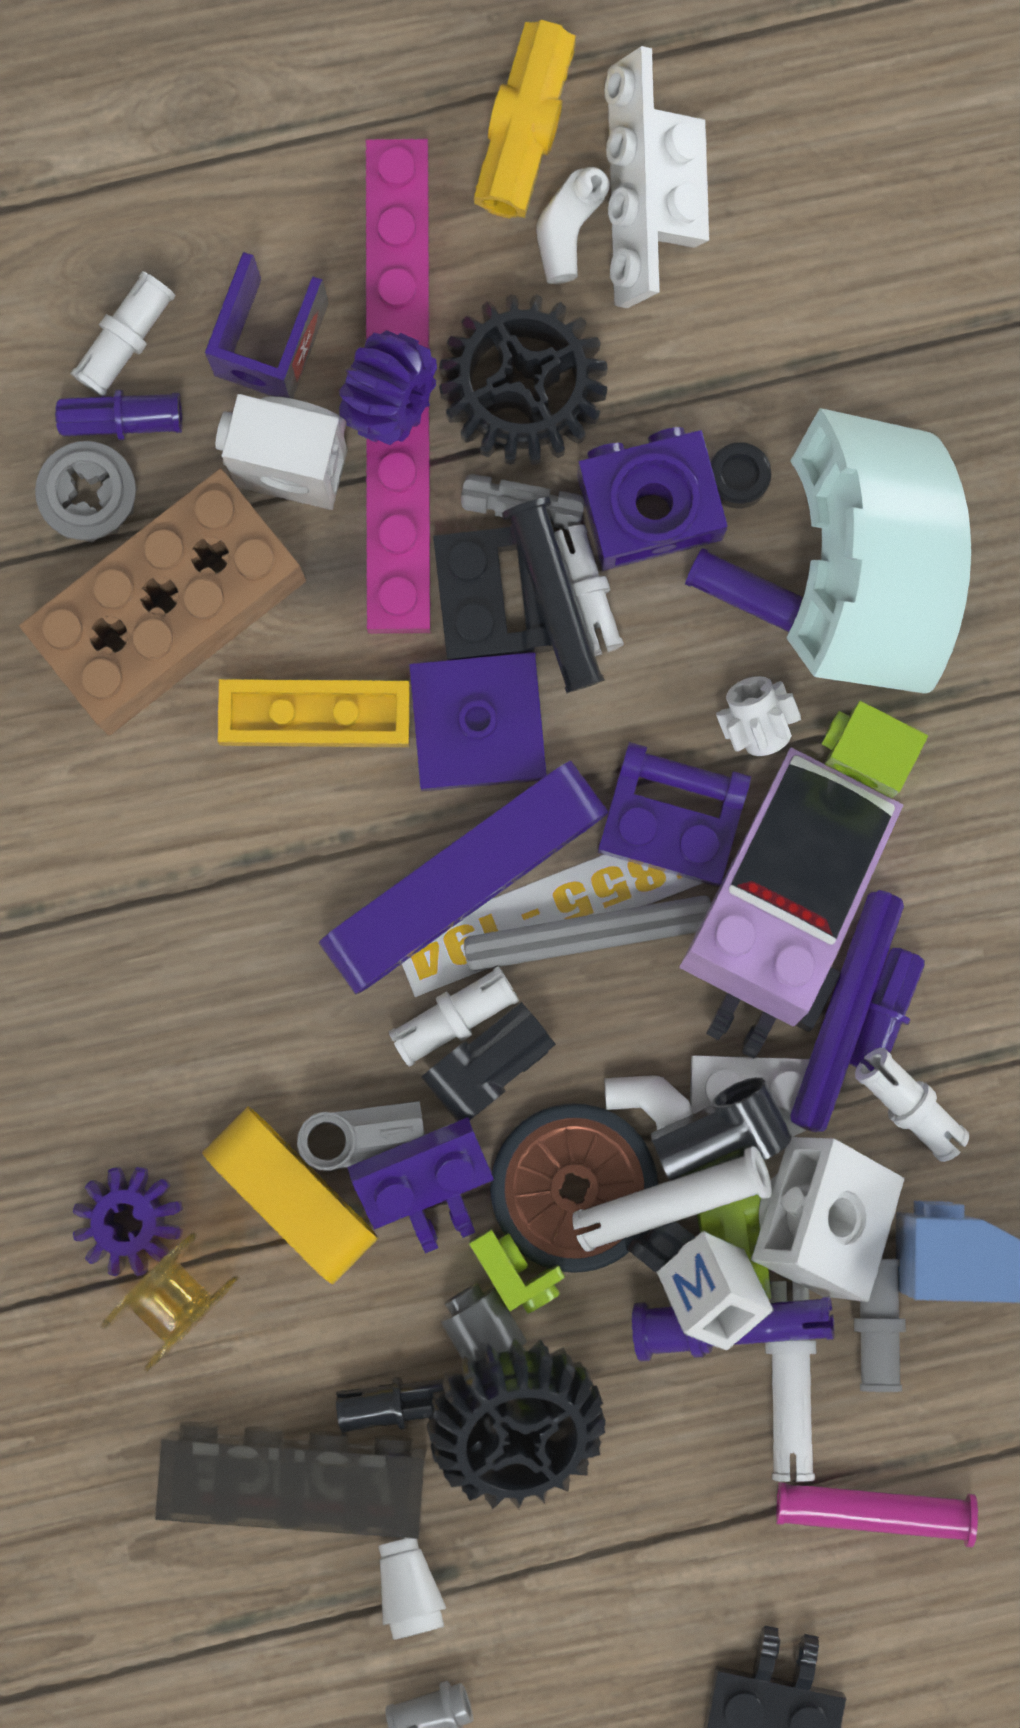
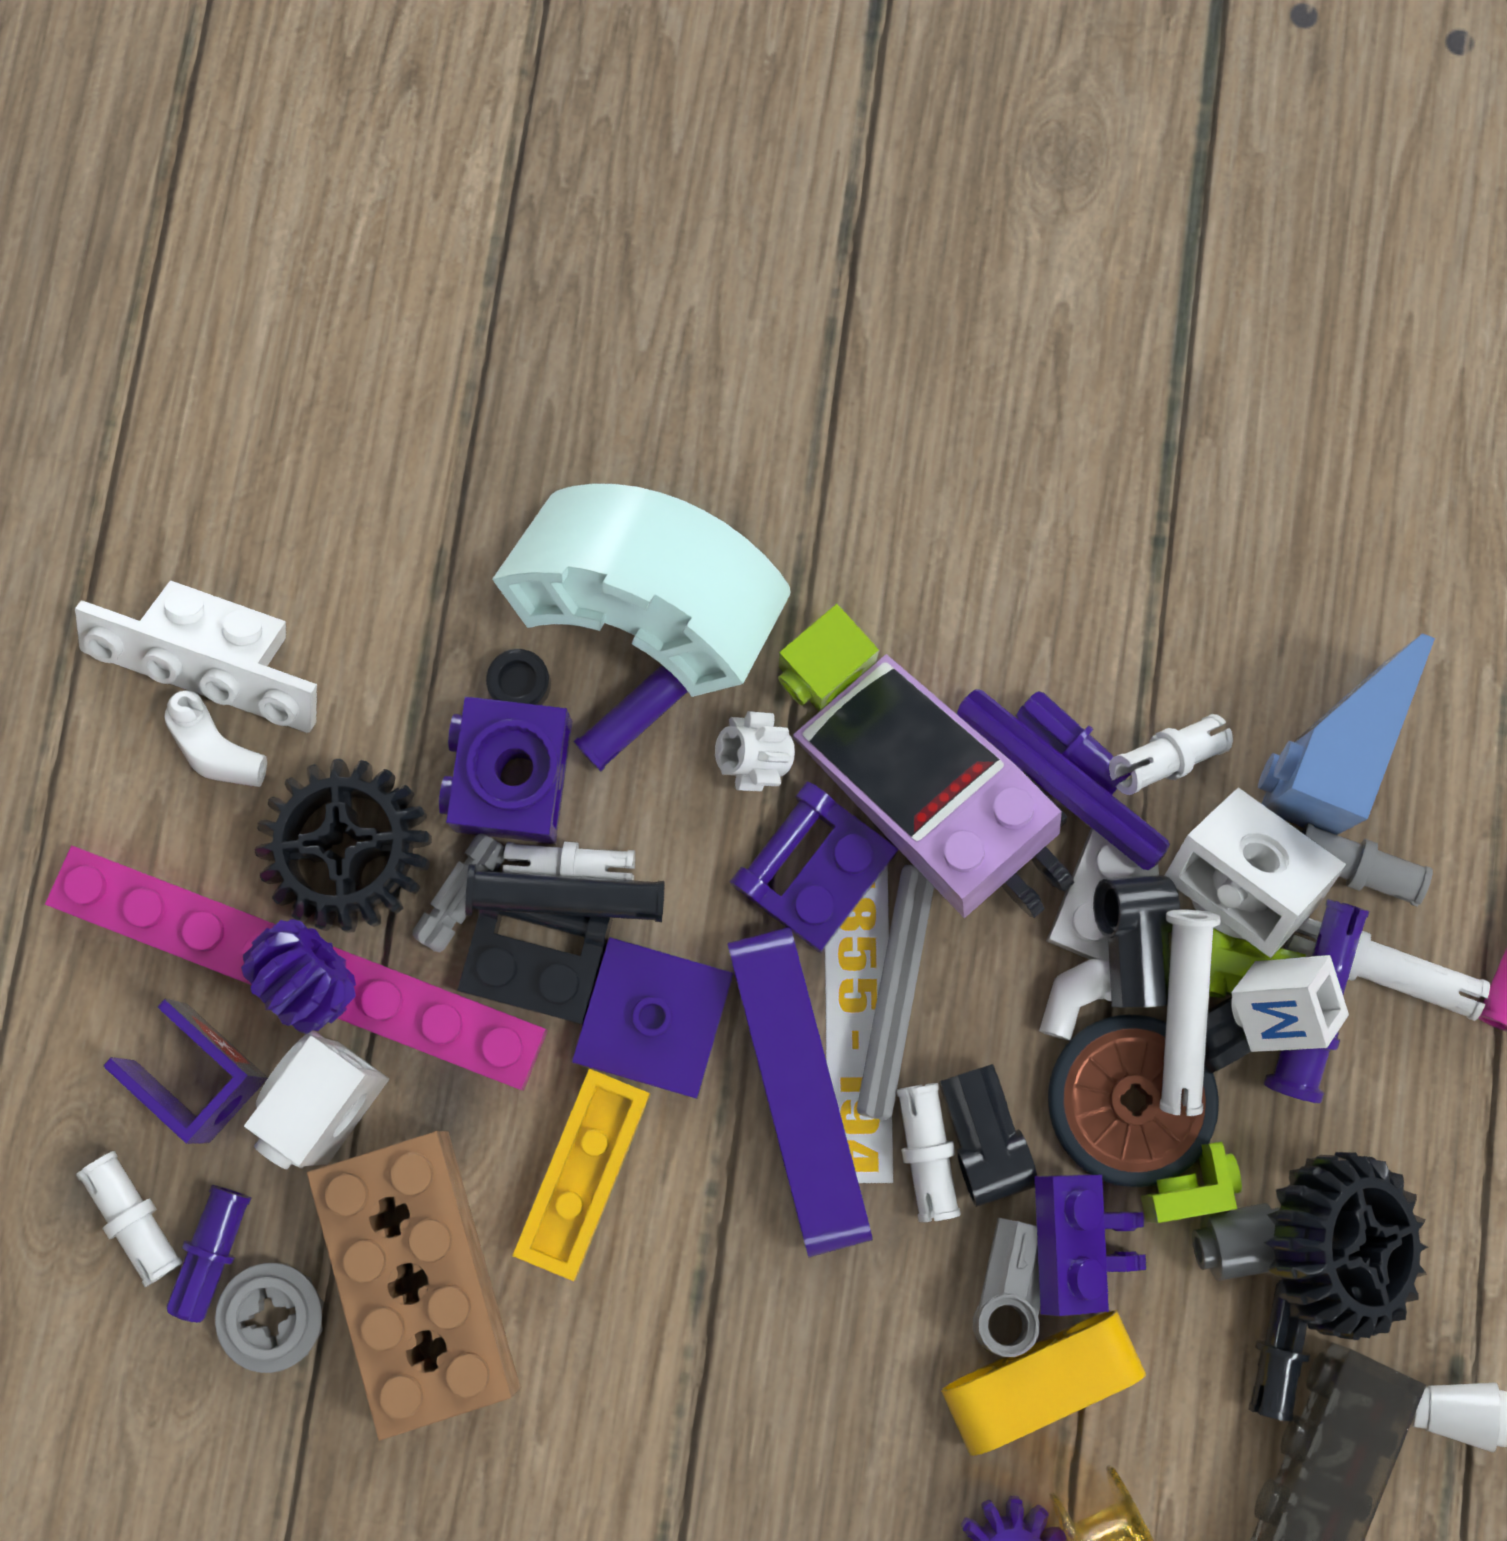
camera: 70 degrees left, 5 degrees down
(525, 119) = (94, 745): yellow piece -> none

